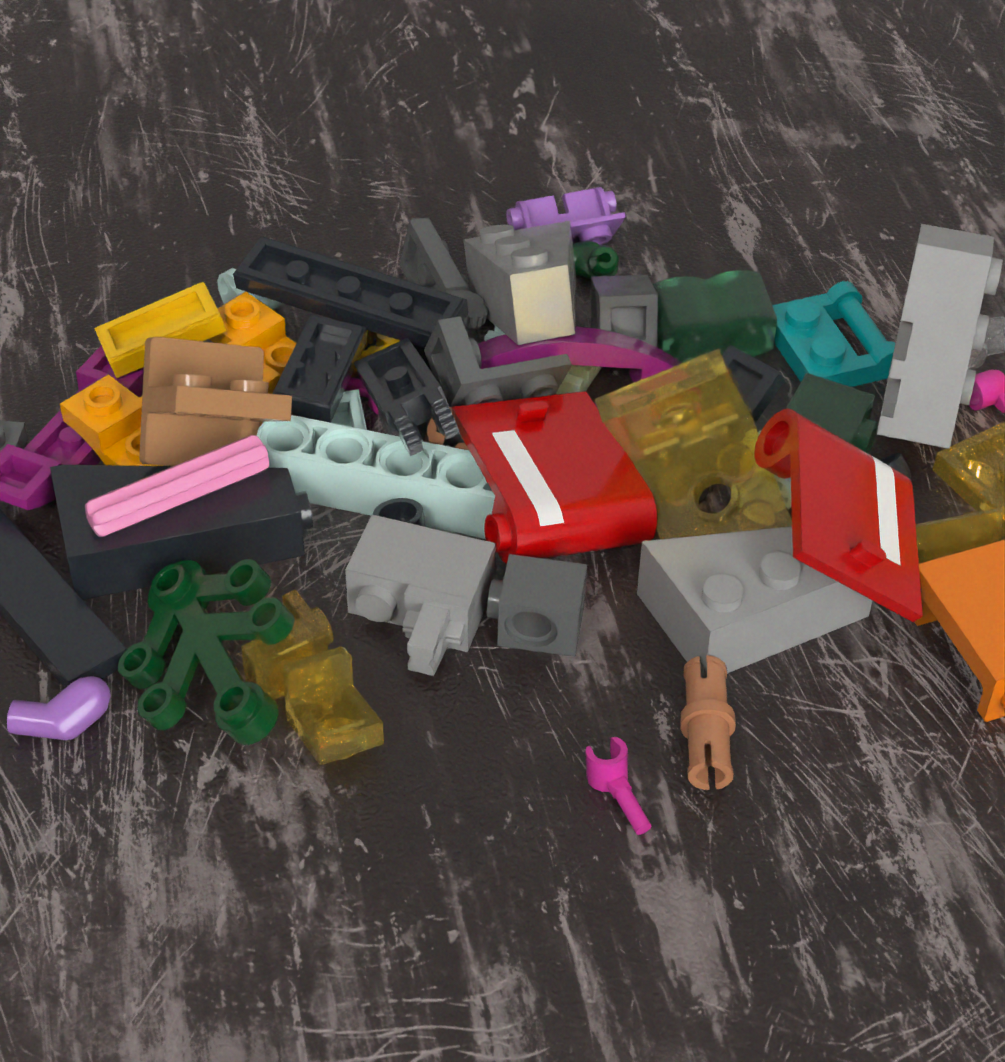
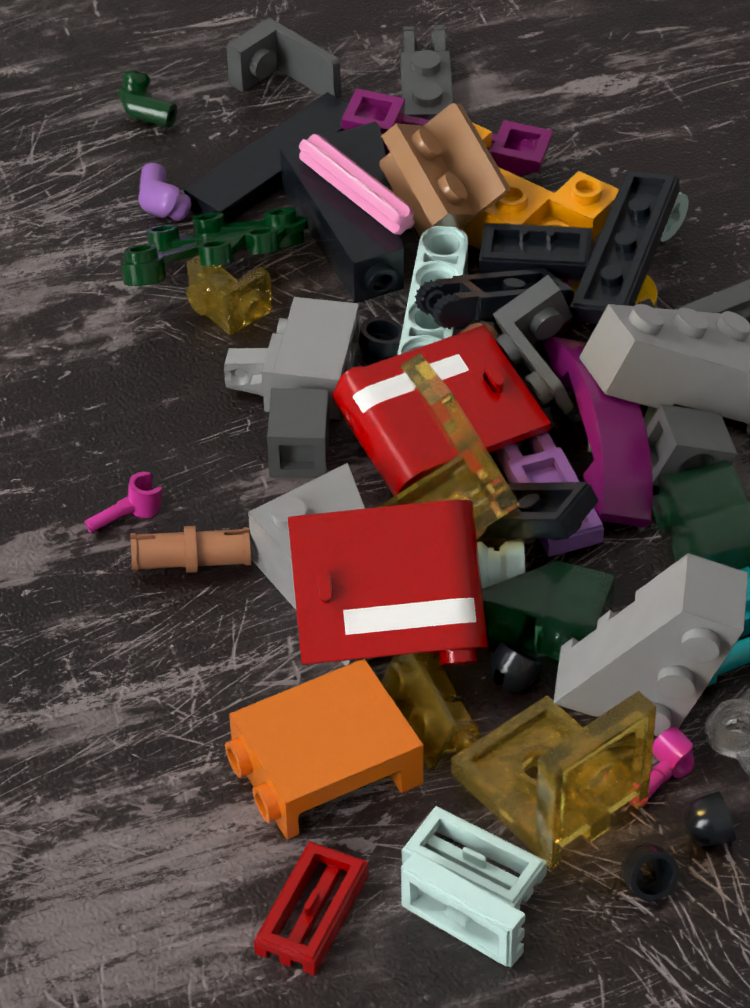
camera: 85 degrees right, 0 degrees up
(183, 315) = (550, 147): yellow tile -> none
(327, 707) = (170, 325): clear yellow bracket -> none

